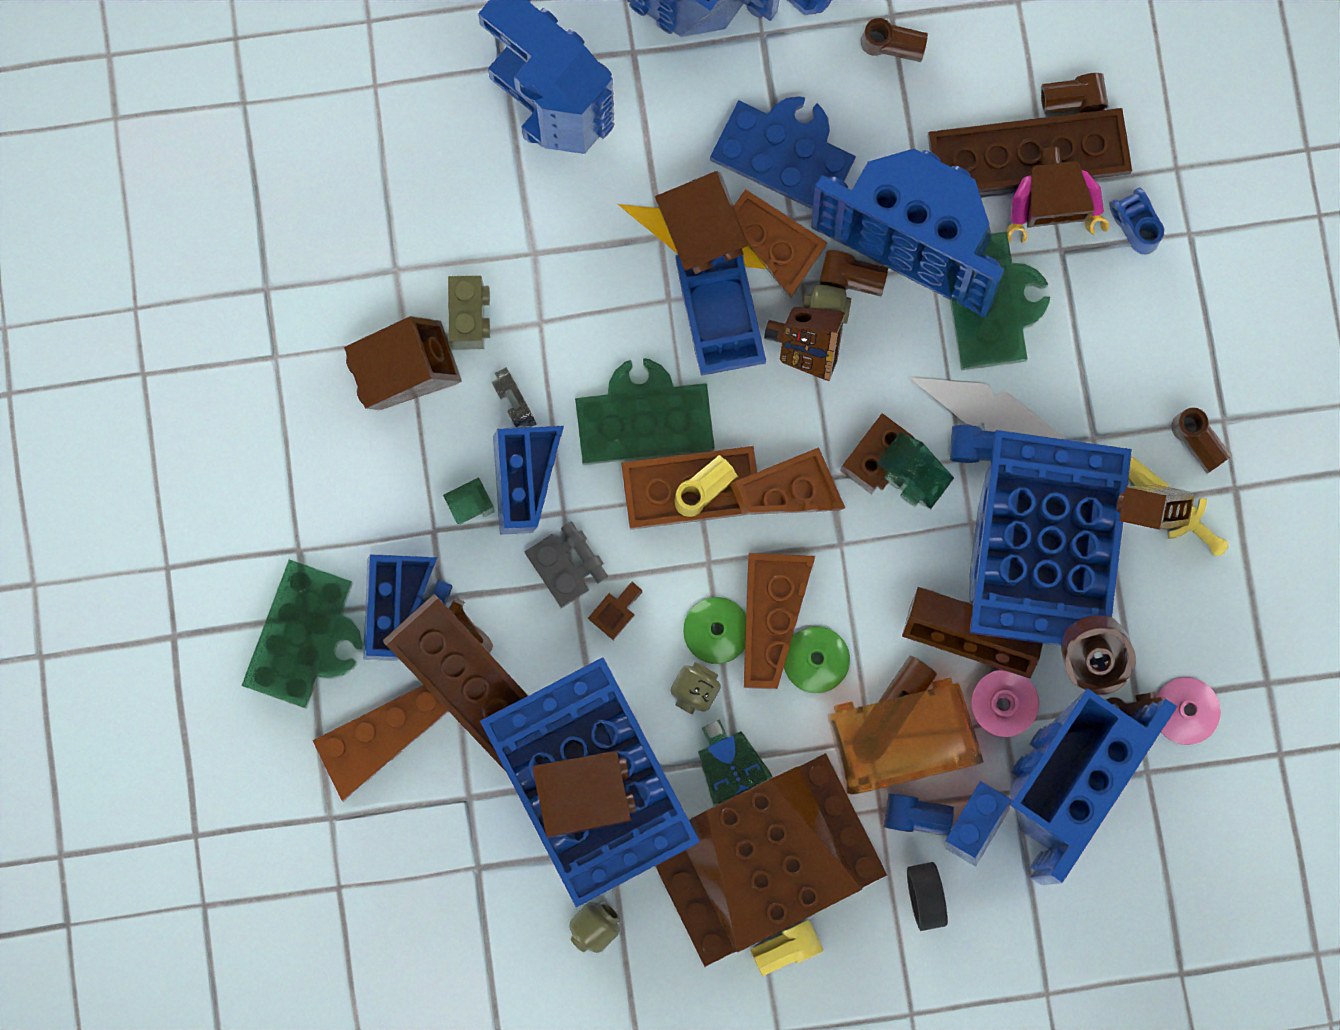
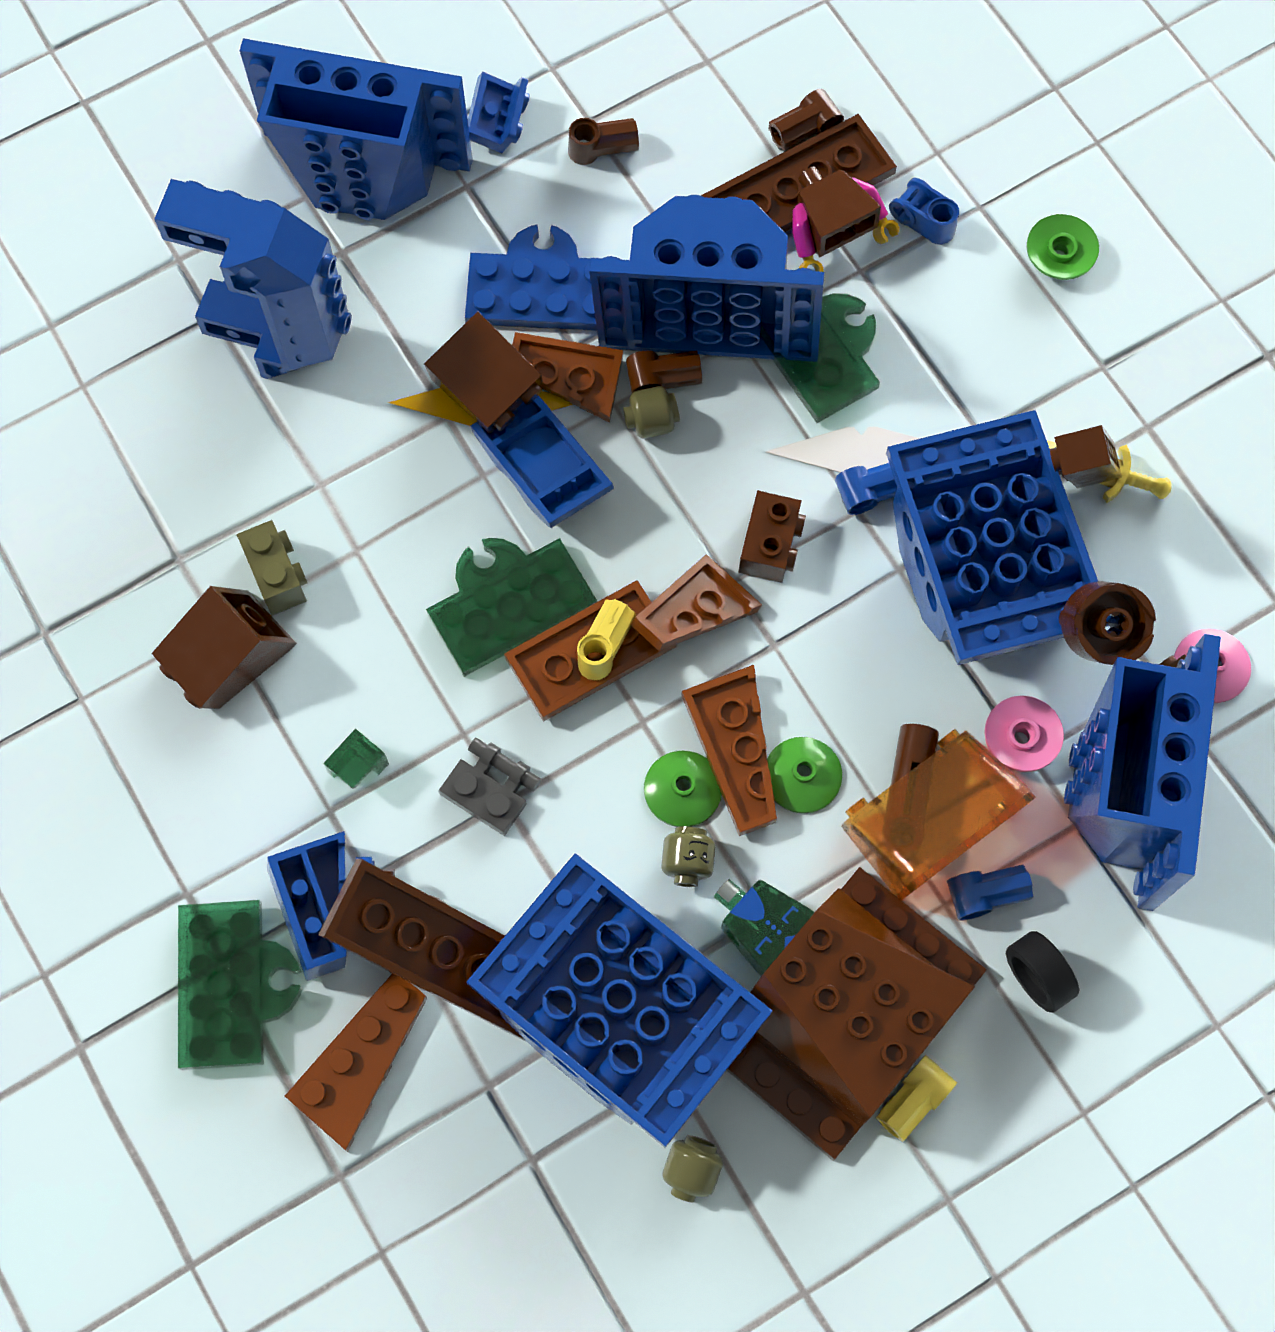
camera: 20 degrees left, 10 degrees down
(506, 387) = (349, 627): clear smoke plate -> none
(522, 474) = (402, 707): blue wedge -> none
(583, 794) = (618, 1009): reddish brown slope -> none
(613, 614) = (564, 814): reddish brown plate -> none
(809, 340) = (648, 449): reddish brown torso -> none
(914, 471) = (819, 533): clear green brick -> none
(946, 626) = (932, 676): reddish brown brick -> none
(978, 823) = (1061, 867): blue brick -> none
(1203, 442) = (1092, 391): reddish brown piece -> none
(1249, 291) = (1064, 234): none -> bright green dish

